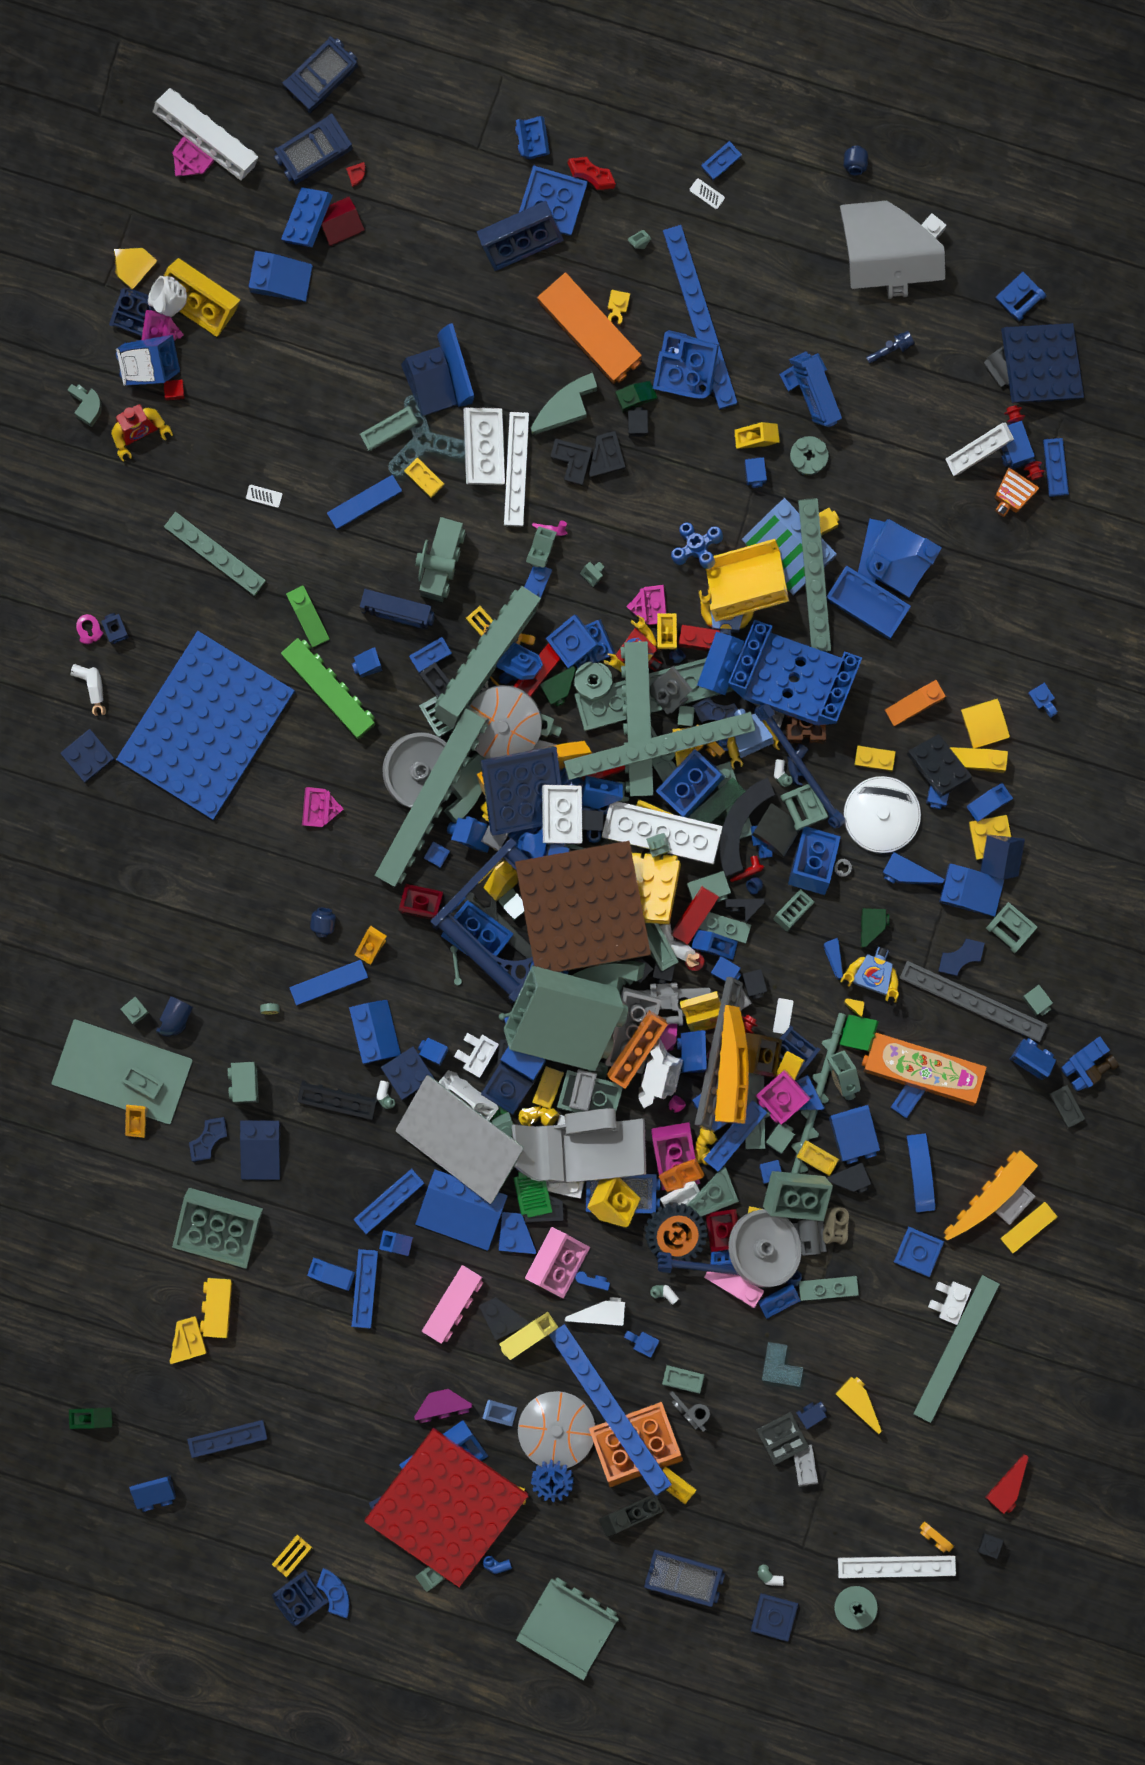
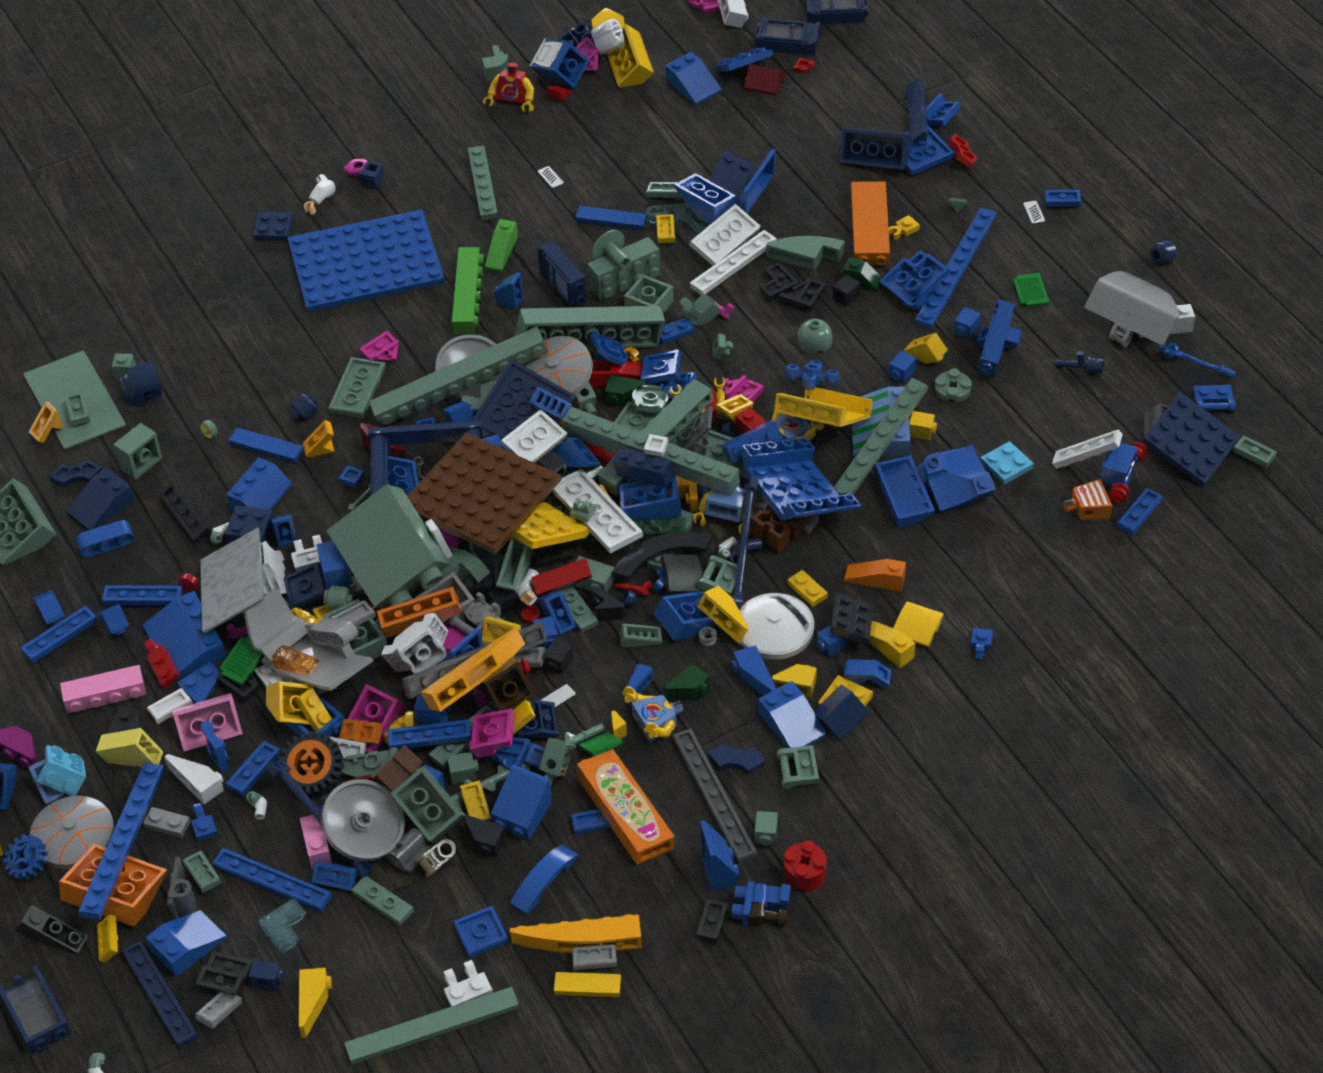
camera: 45 degrees right, 35 degrees down
(303, 1178) = (104, 538): none -> blue beam
(339, 863) = (357, 387): none -> sand green tile
(412, 1160) = (188, 582): none -> red tile
(430, 955) = (351, 476): none -> blue plate
(435, 423) = (705, 197): none -> blue slope
(469, 1245) = (161, 663): none -> red hinge
(489, 573) = (649, 292): none -> sand green brick
(504, 1392) = (62, 771): none -> medium azure bracket
(512, 1272) = (163, 708): none -> white tile
(515, 158) = (917, 110): none -> dark blue tile
(531, 772) = (553, 398): none -> blue slope
(549, 1081) = (337, 597): none -> sand green head
(573, 1162) = (287, 658): none -> clear orange slope
(588, 974) = (434, 530): none -> white tile
(614, 1363) = (166, 822): none -> light grey plate
(631, 1269) = (253, 768): none -> blue plate
(634, 1190) = (313, 709): none -> yellow plate
(655, 496) = (814, 336): none -> sand green cylinder
(670, 767) = (643, 467): none -> dark blue brick
(673, 748) = (656, 445): none -> white plate
(729, 1437) = (184, 941): none -> blue slope
(735, 1340) = (272, 880): none -> blue tile
(749, 1189) = (398, 769): none -> reddish brown brick
(751, 1489) = (160, 994): none -> dark blue tile
(765, 379) = (967, 323): none -> blue brick
(780, 291) = (1031, 290): none -> green window
(825, 1083) = (534, 756): none -> blue tile
(840, 840) = (724, 612): none -> yellow slope
(916, 502) = (1006, 462): none -> medium azure plate
(946, 852) = (802, 676): none -> yellow slope
(953, 271) = (1172, 351): none -> blue piece
(1095, 330) = (1254, 451): none -> sand green plate
(1101, 1002) = (805, 866): none -> red brick

